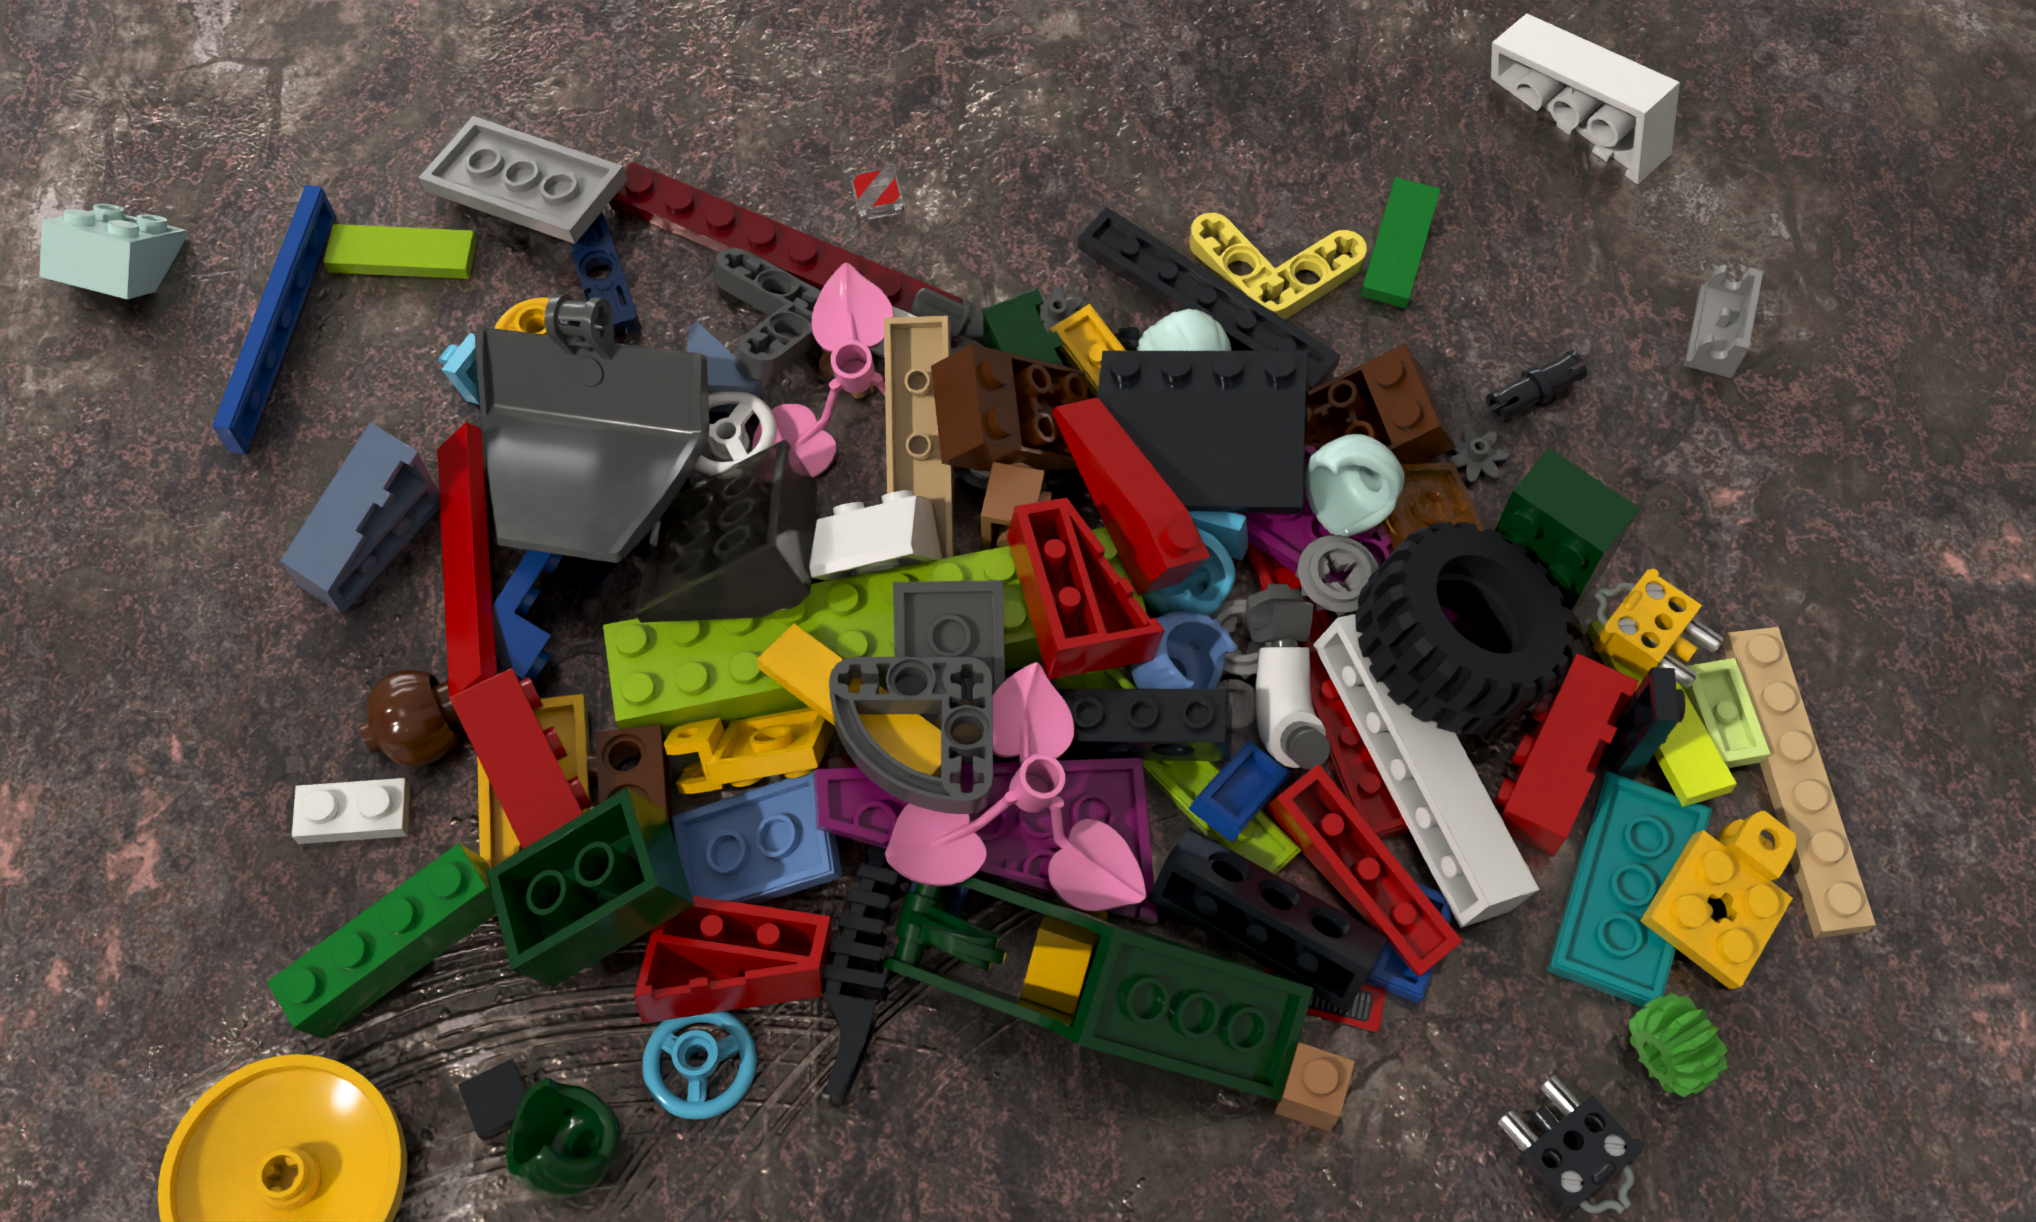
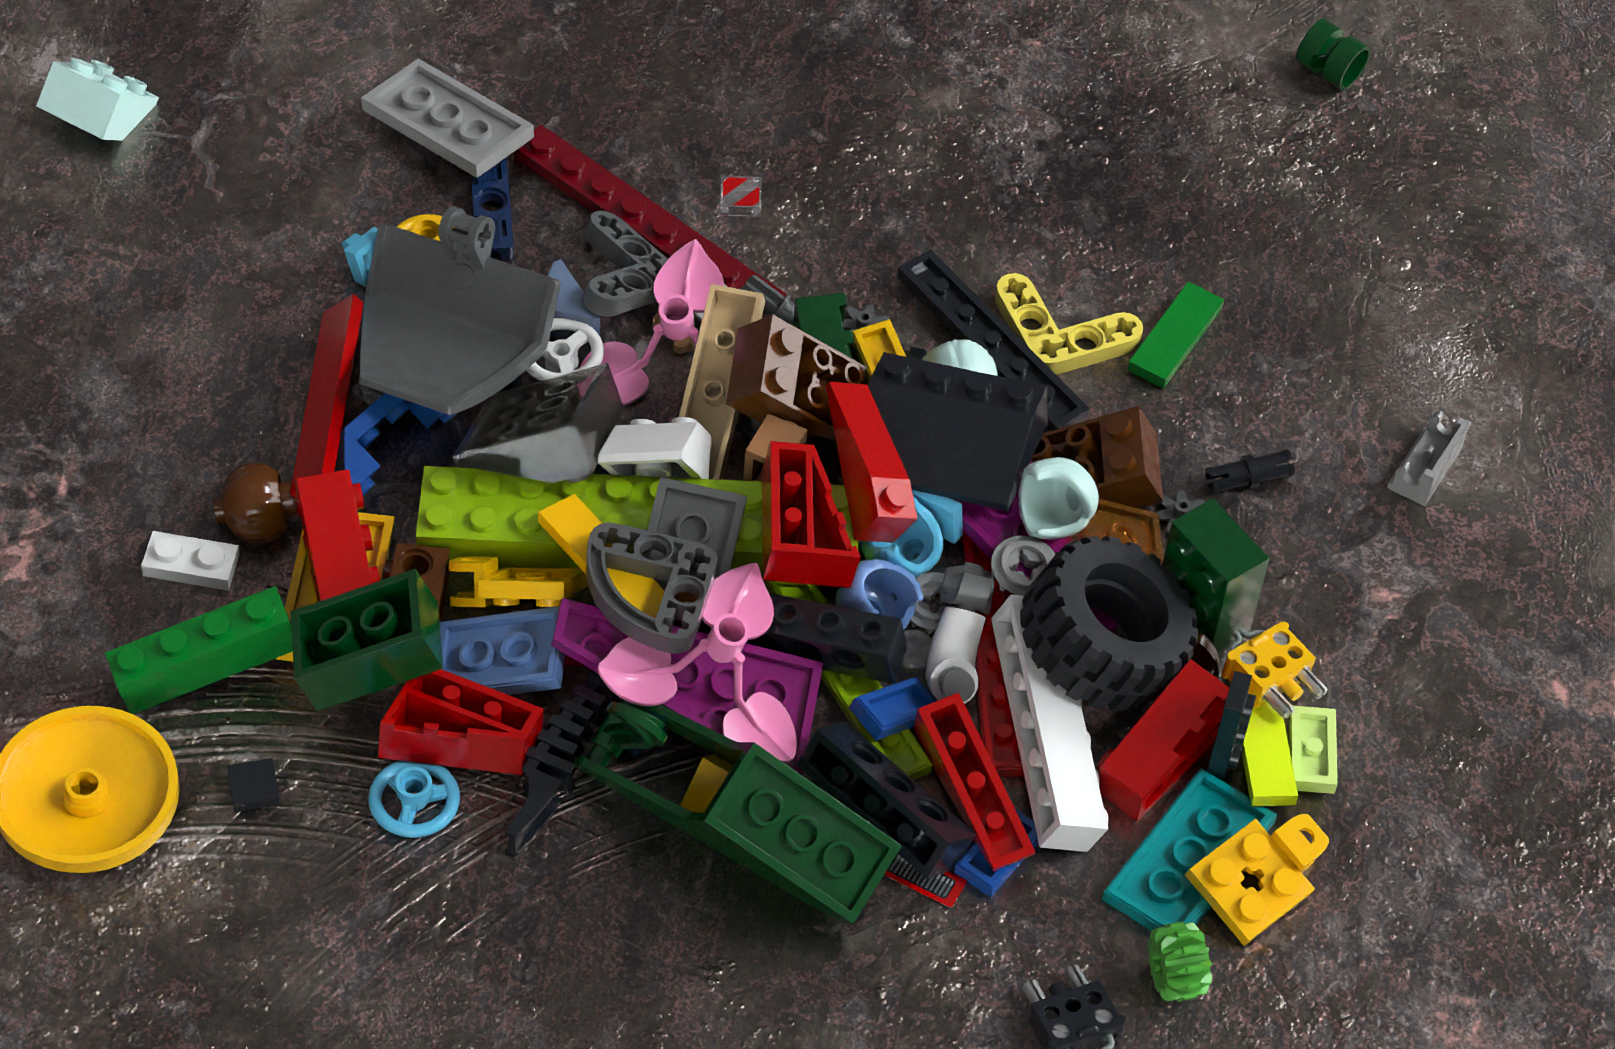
camera: 10 degrees right, 10 degrees down
(274, 321) = (217, 182): blue tile -> none
(362, 519) = (253, 348): sand blue wedge -> none
(400, 251) = (331, 153): lime tile -> none
(551, 1138) = (298, 814): dark green piece -> none
(1315, 1087) = (884, 923): medium nougat brick -> none
(1590, 91) = (1381, 250): white wedge -> none
(1801, 787) = (1357, 815): tan plate -> none

